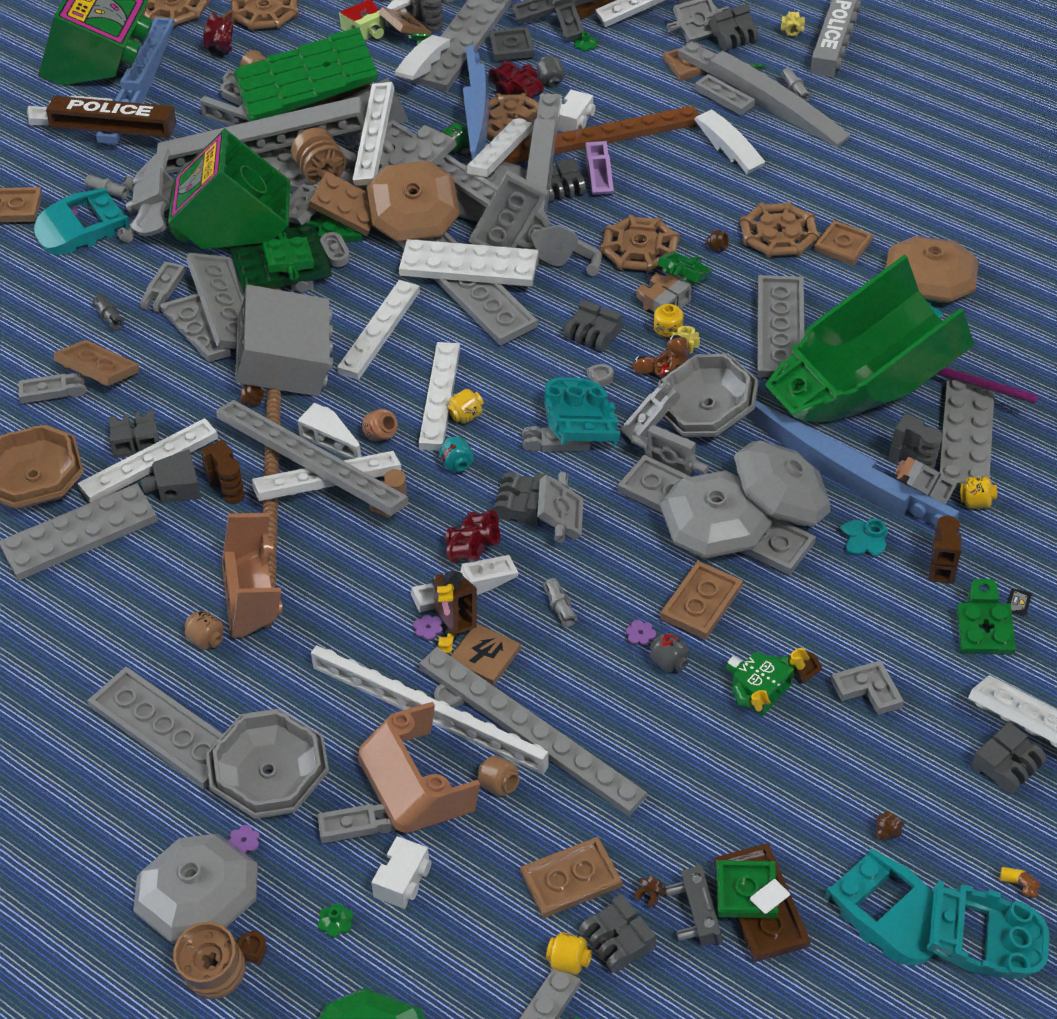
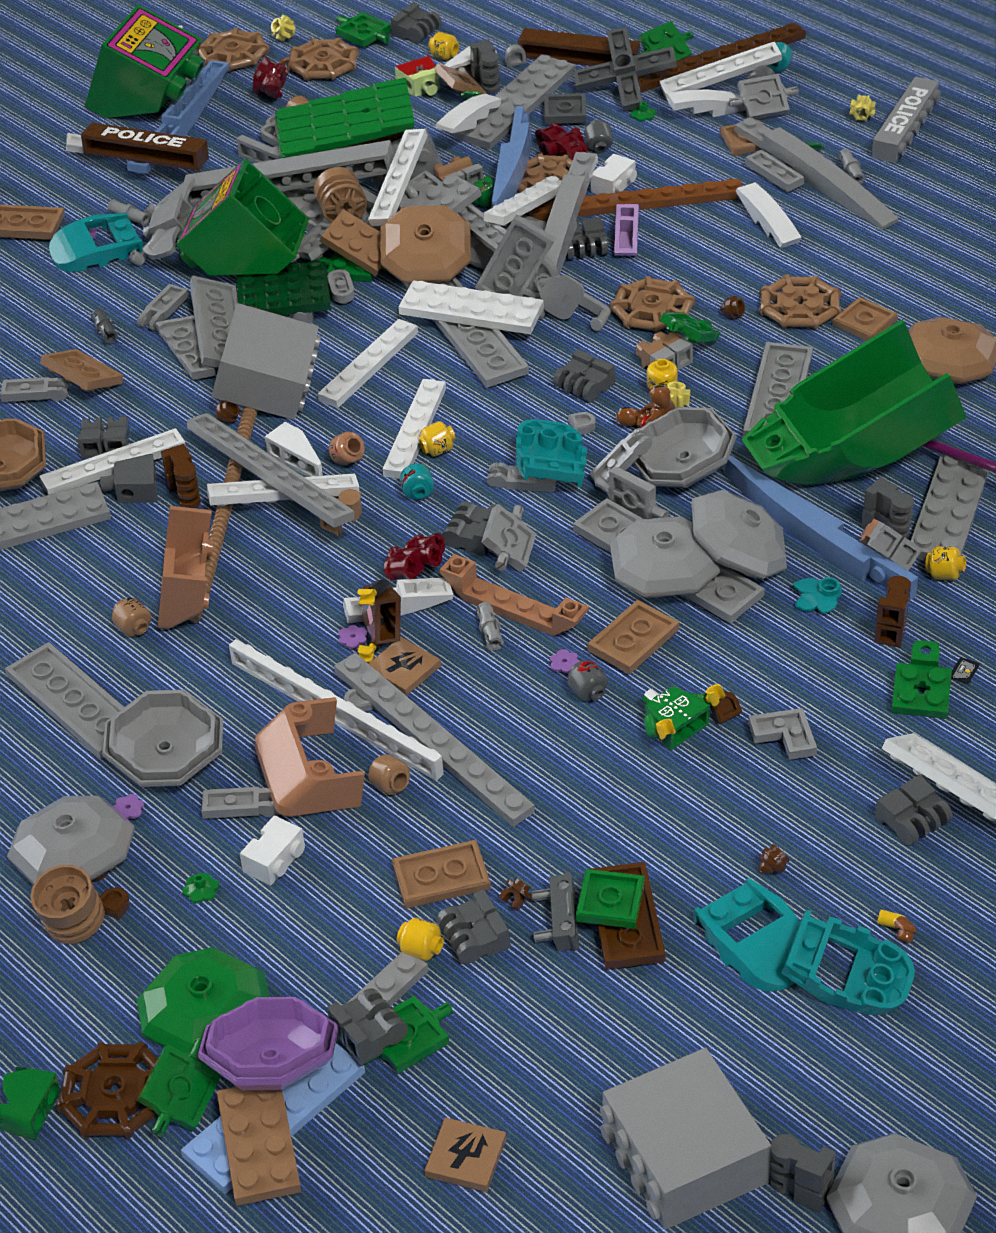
camera: 10 degrees right, 5 degrees down
(288, 255) = (289, 284): green plate -> none
(422, 116) = (460, 167): none -> hips
(576, 577) = (463, 578): none -> nougat slope
(643, 26) = (704, 100): none -> white slope
(734, 27) = (791, 102): dark grey legs -> none
(769, 896) = (630, 906): white sticker -> none

